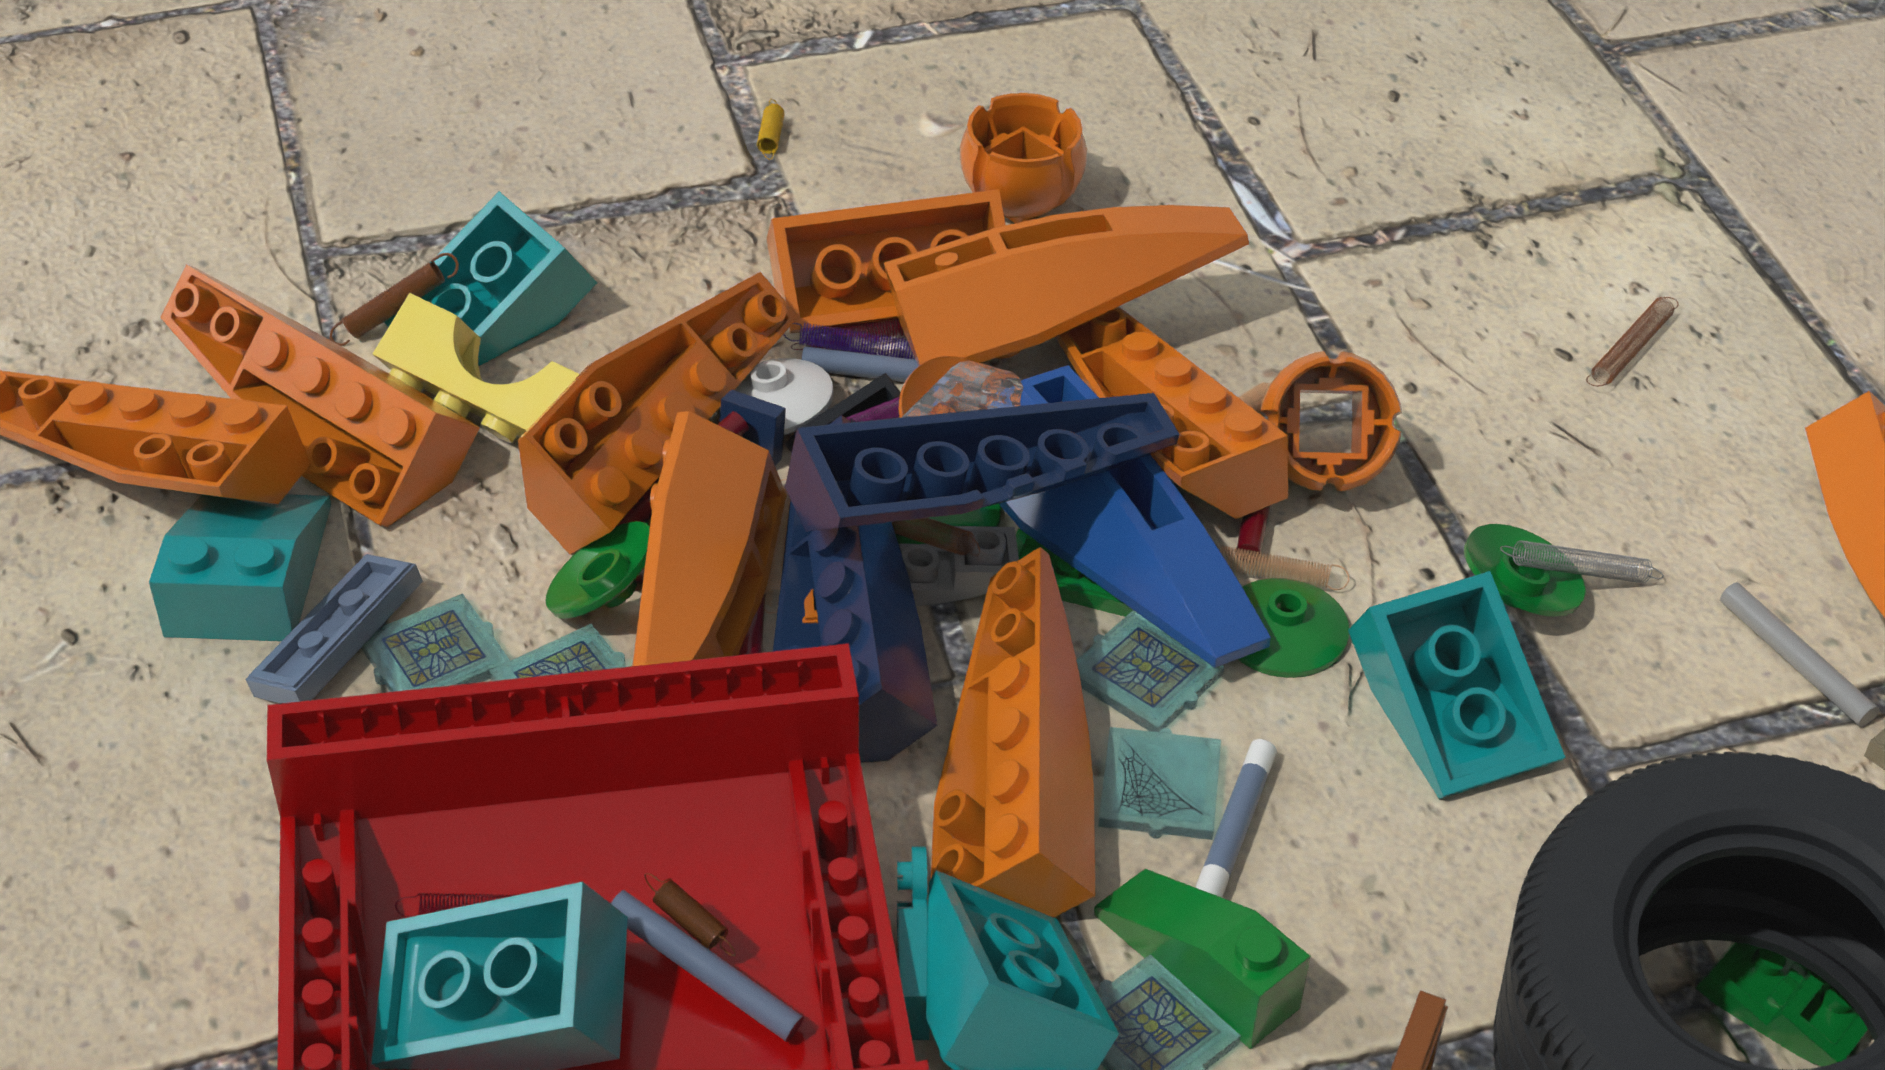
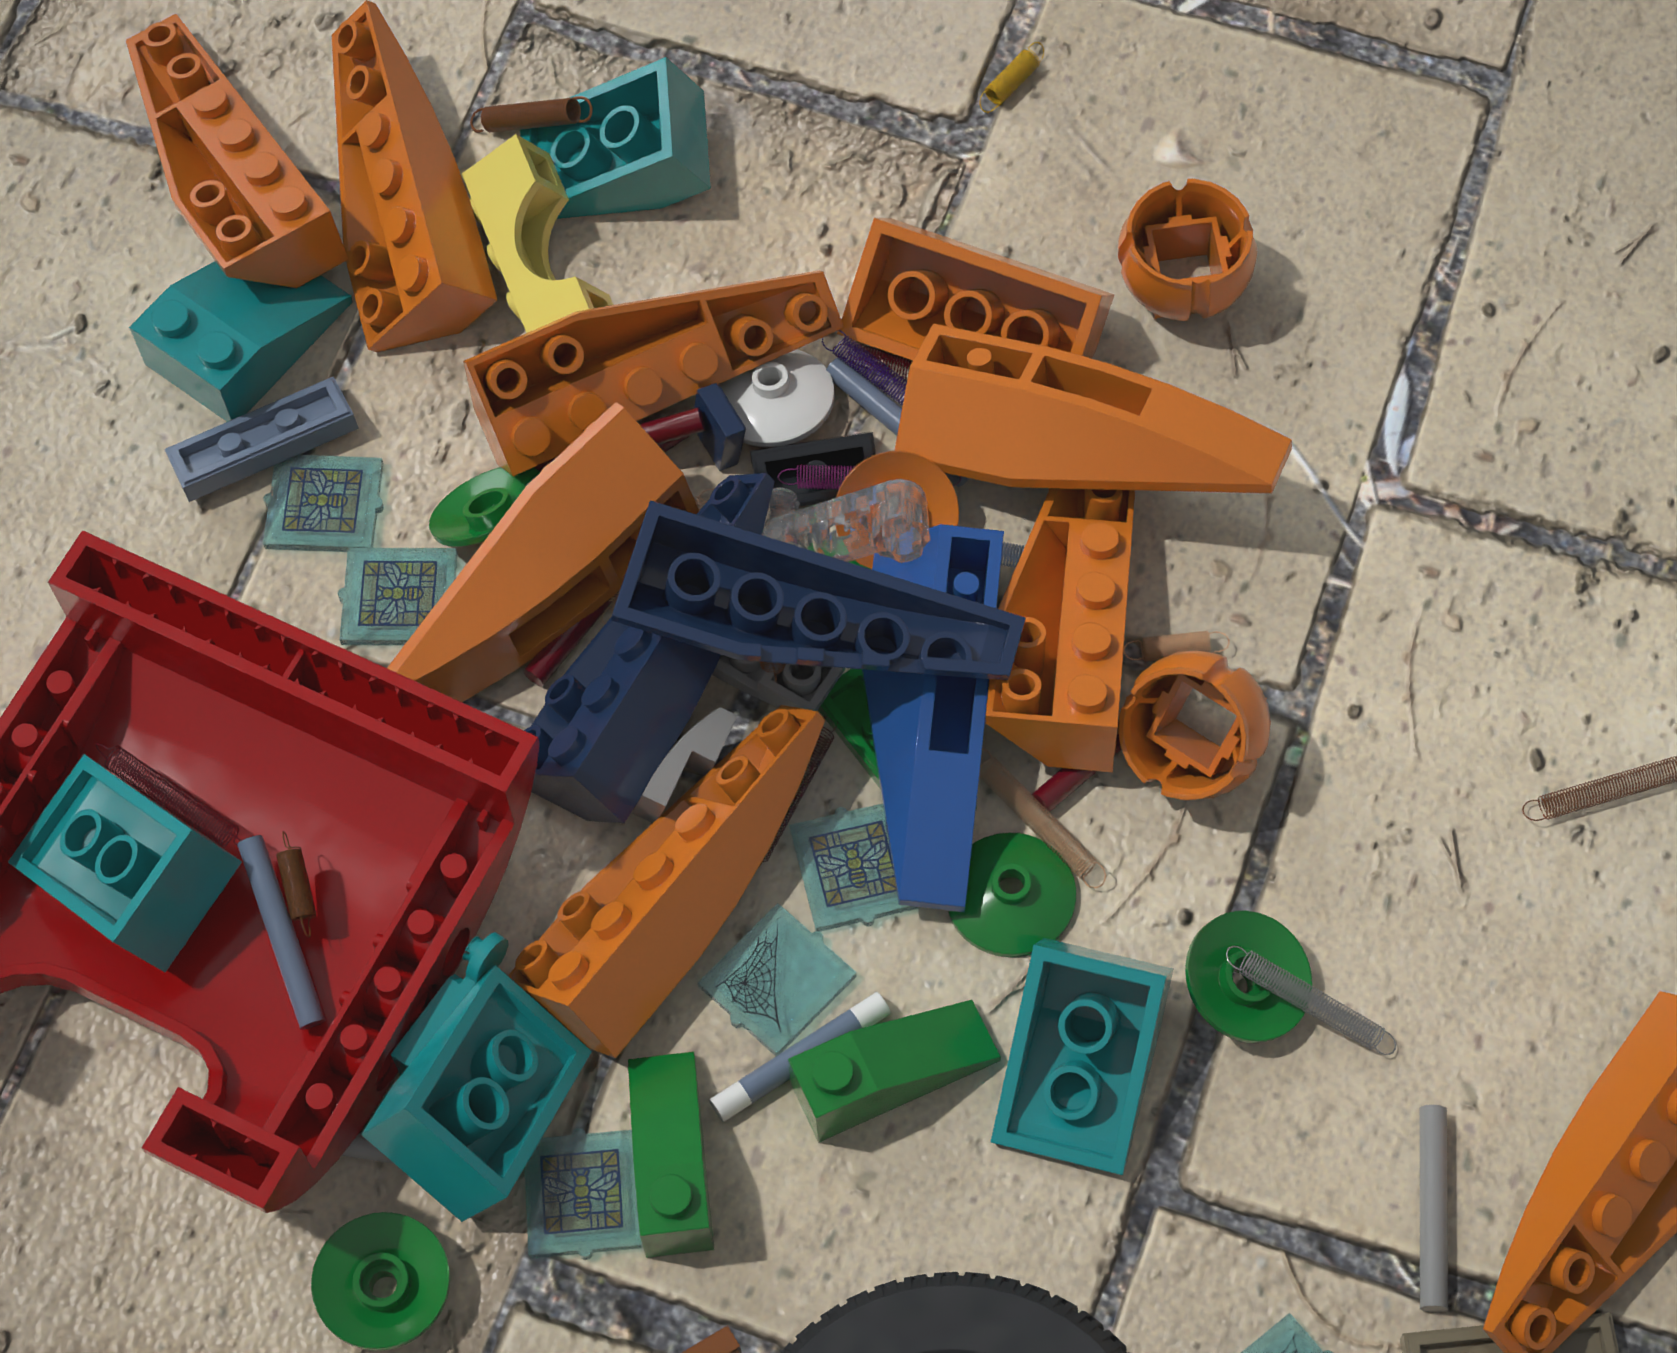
camera: 40 degrees right, 20 degrees up
(947, 659) = (696, 751): none -> light grey slope
(1311, 791) = (888, 1066): none -> green slope

